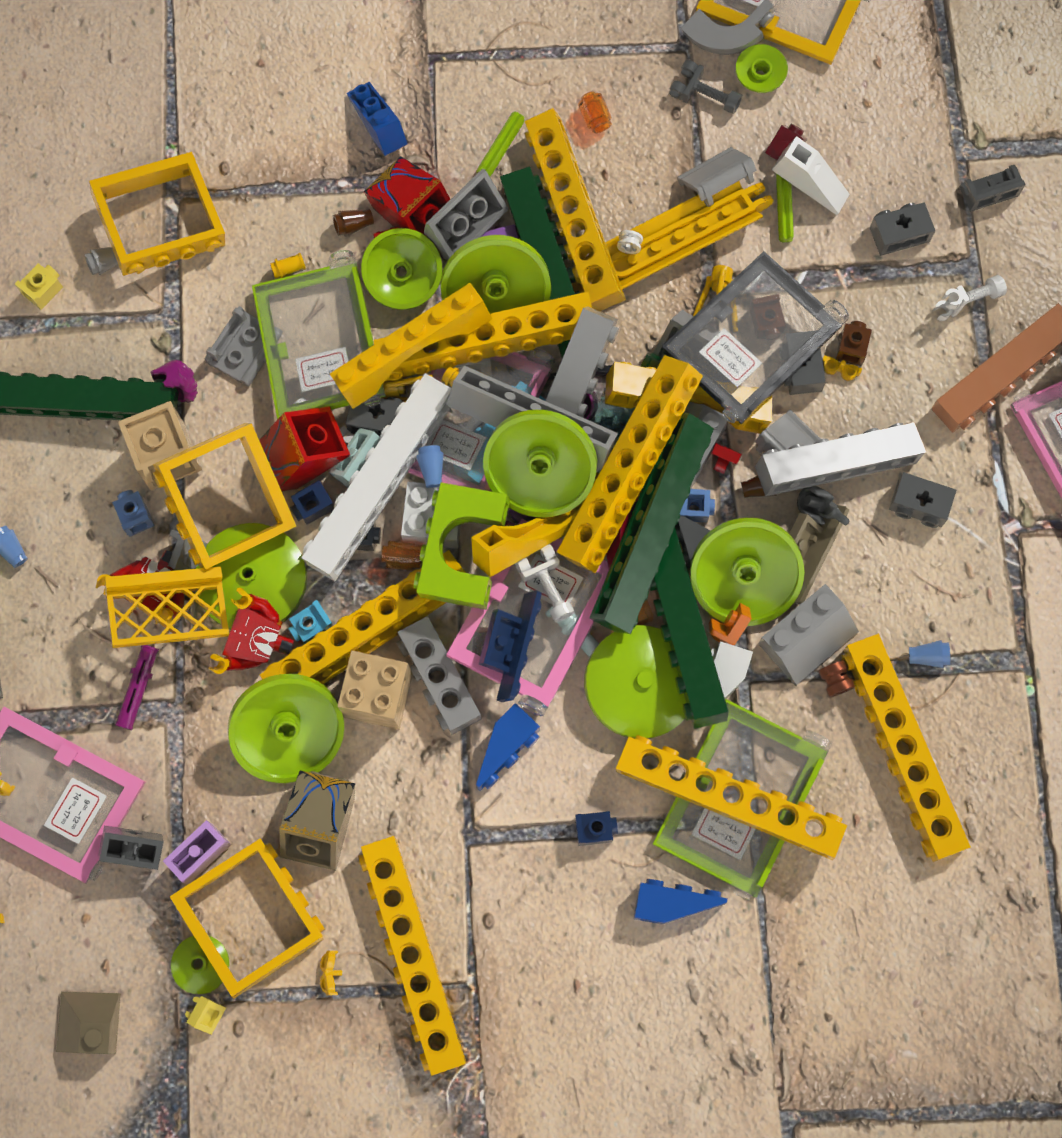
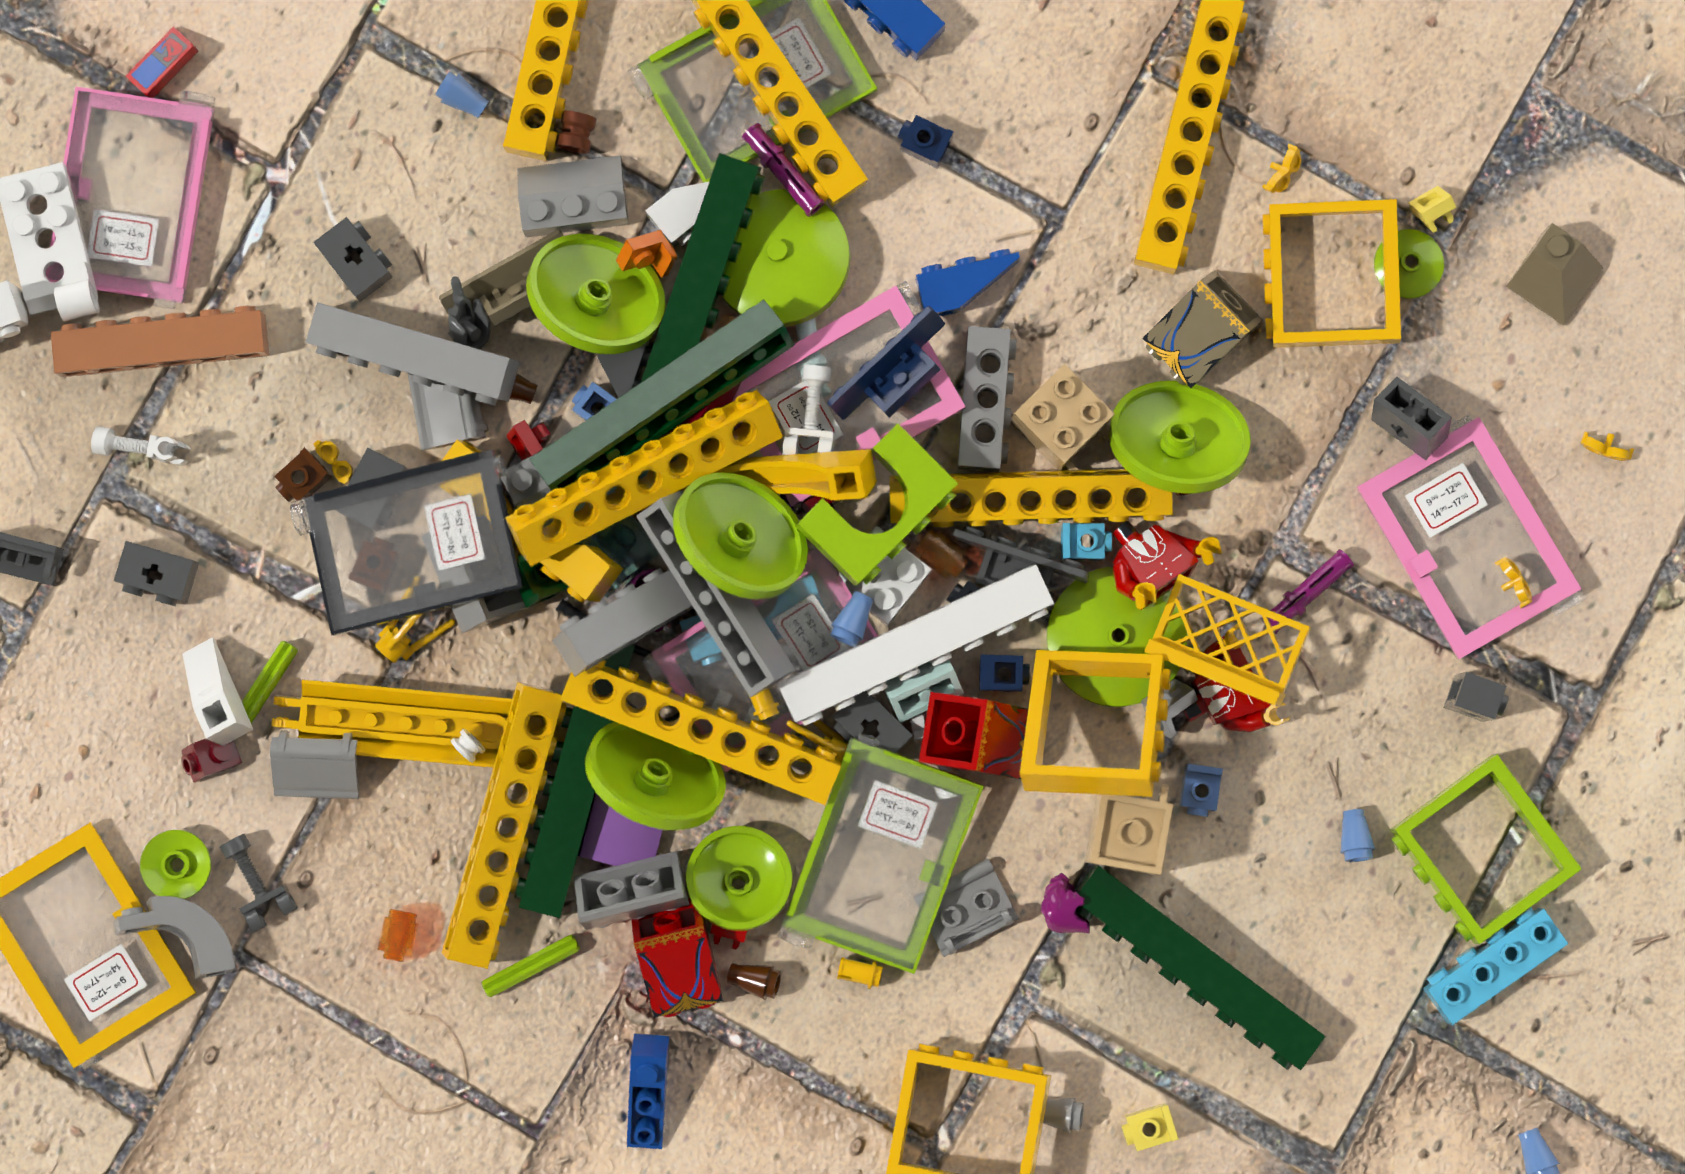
camera: 145 degrees left, 10 degrees up
(197, 852) = (1346, 371): lavender brick -> none
(355, 576) = (1004, 559): none -> dark grey bracket
(453, 316) = (737, 762): yellow arch -> none
(711, 750) = (774, 159): none -> magenta pin

